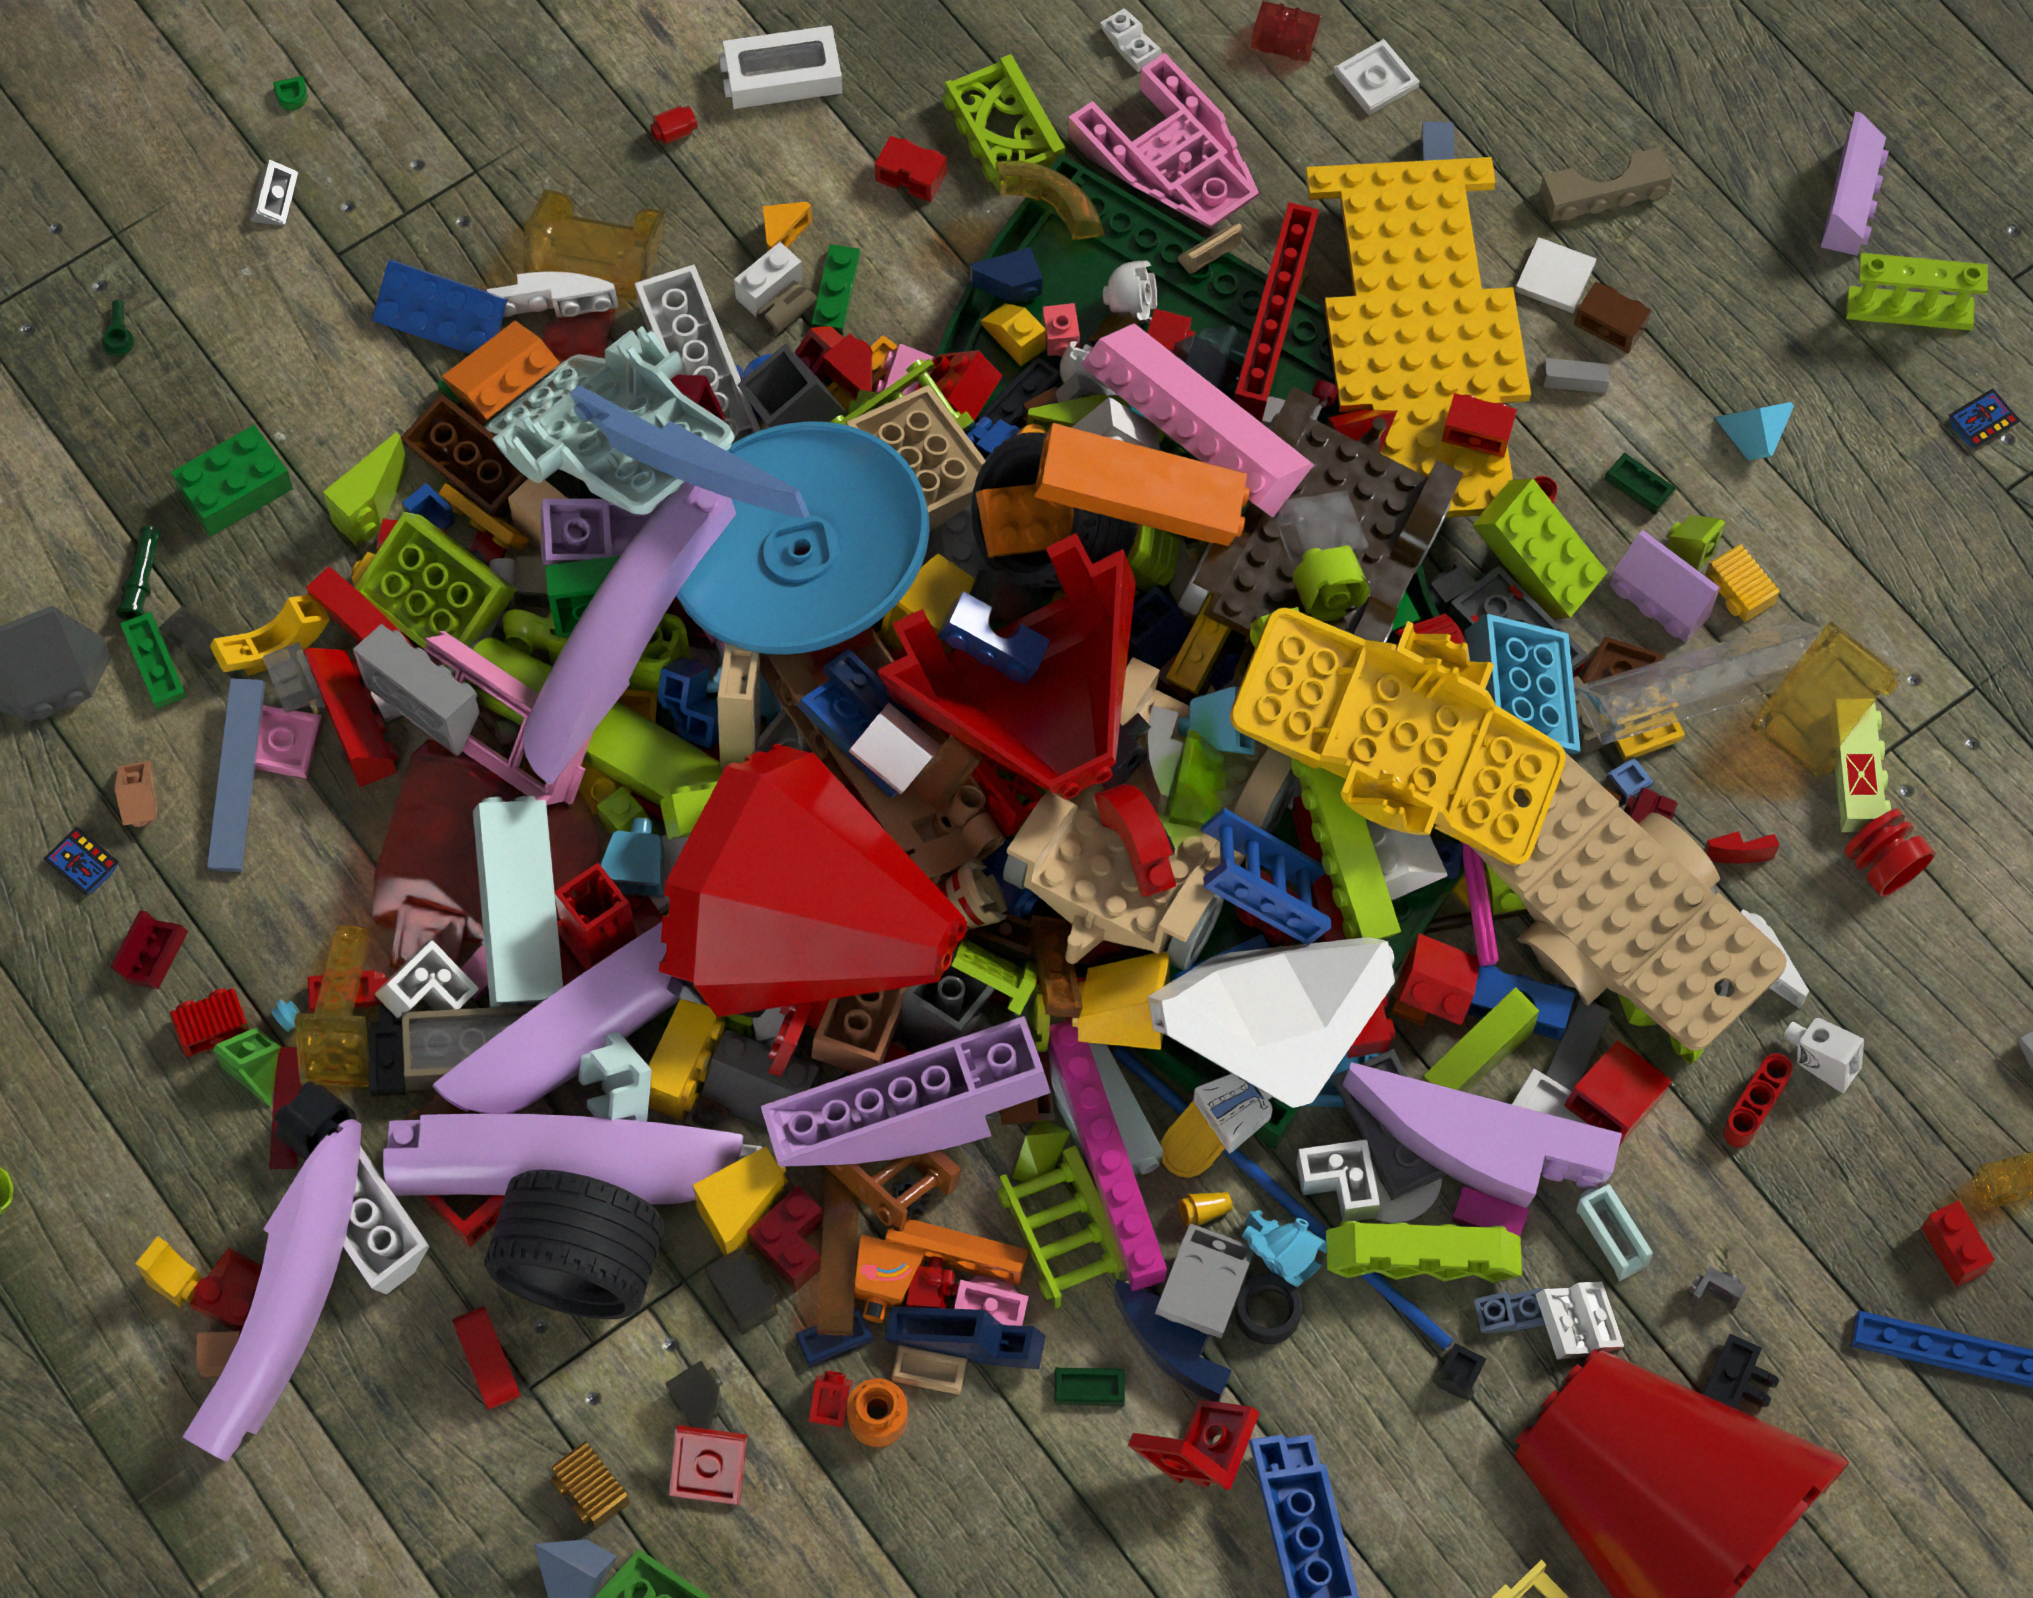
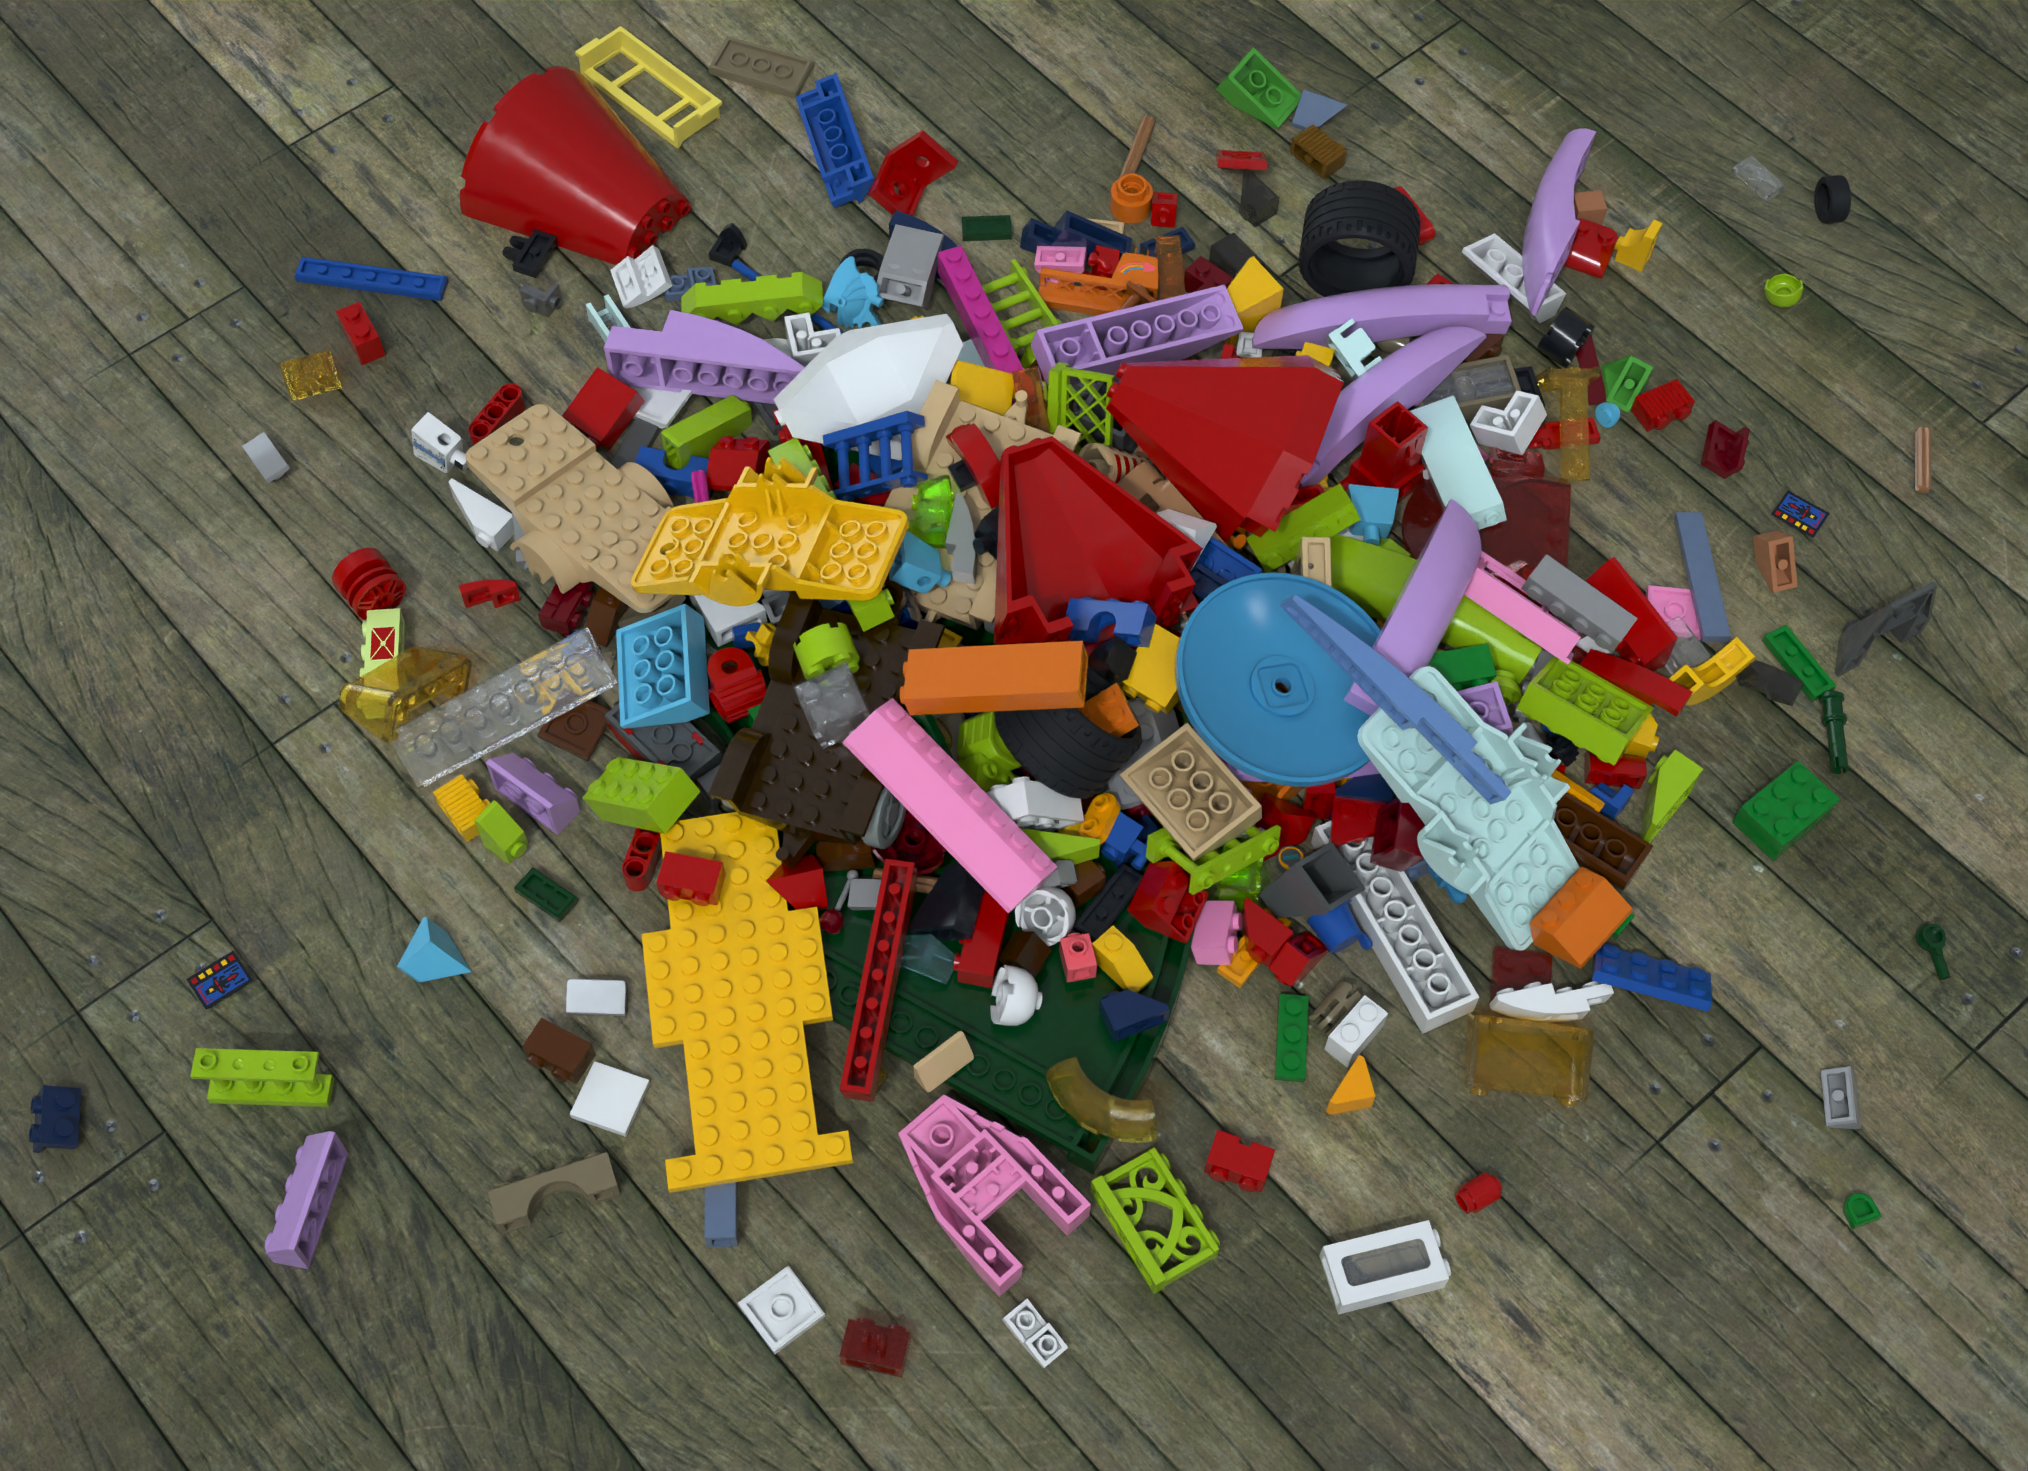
camera: 175 degrees right, 5 degrees down
(858, 1509) = (1138, 145): none -> medium nougat axle

